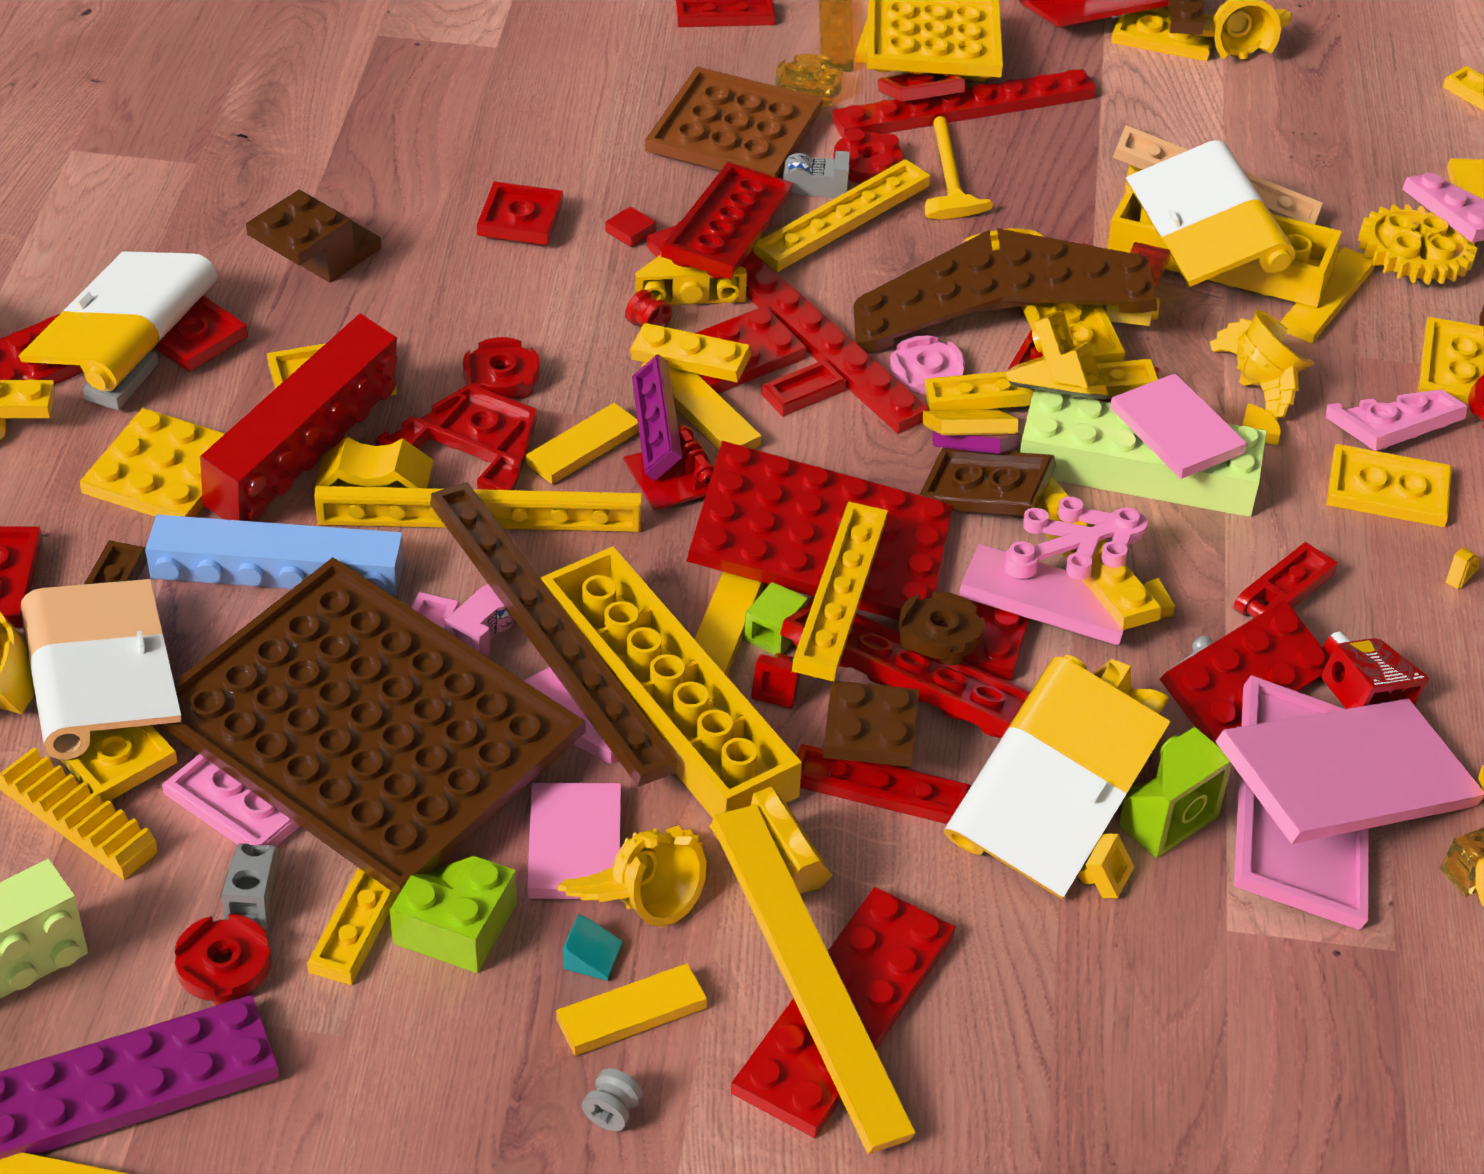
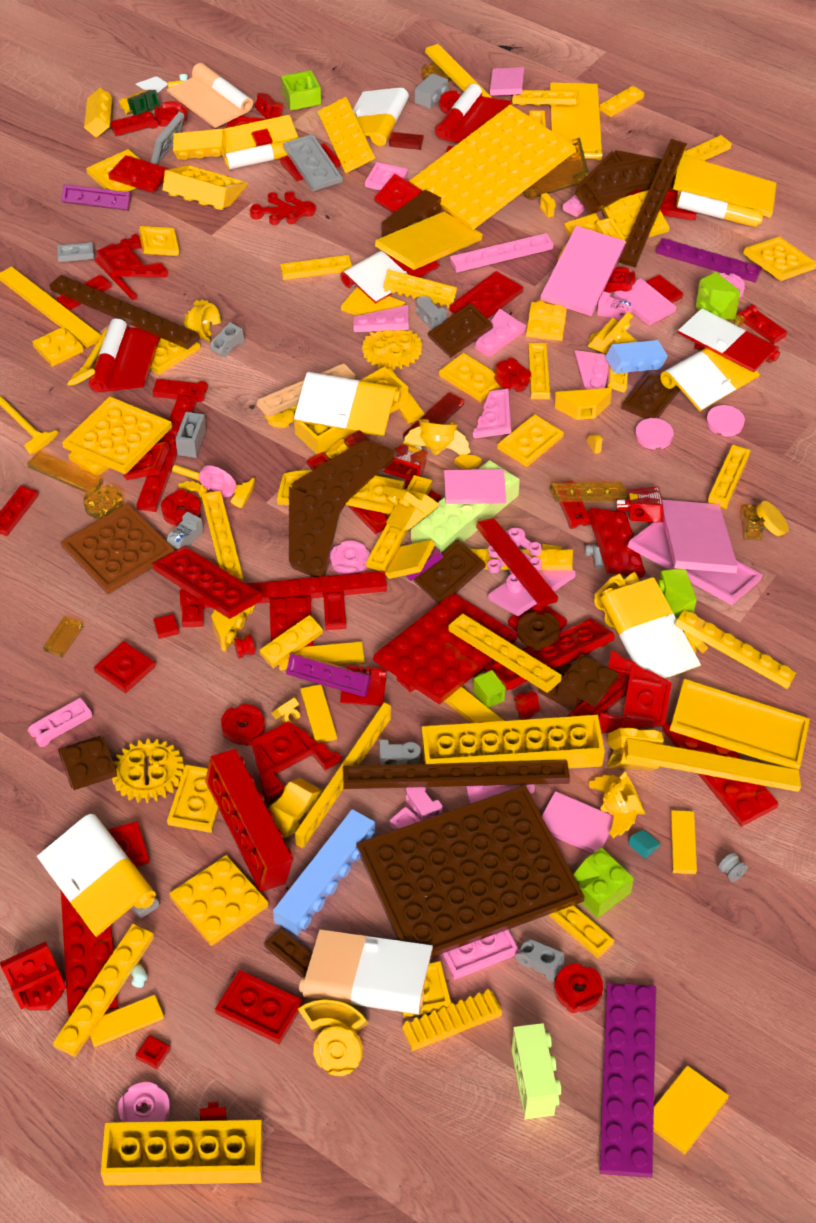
camera: 60 degrees left, 5 degrees up
(336, 295) = (164, 770): none -> yellow gear
(378, 192) = (60, 722): none -> bright pink plate
(534, 140) = (63, 637): none -> clear yellow tile
(552, 546) = (398, 753): none -> light grey leg
(558, 398) = (287, 709): none -> yellow tile
(904, 831) = (644, 701): none -> red wing
(921, 153) = (192, 486): none -> yellow piece
(936, 159) = (217, 480): none -> bright pink tile
(957, 1003) = (740, 725): none -> yellow tile
(1008, 103) = (191, 434): none -> light grey brick
(1056, 538) = (517, 562): none -> red tile
(1100, 68) = (171, 389): none -> red plate
(1130, 931) = (735, 648): none -> yellow plate
(1180, 345) = (408, 462): none -> red torso
(1240, 71) = (227, 340): none -> light grey leg
(1326, 587) = (588, 491): none -> clear yellow tile
(1343, 354) = (440, 411): none -> clear red tile

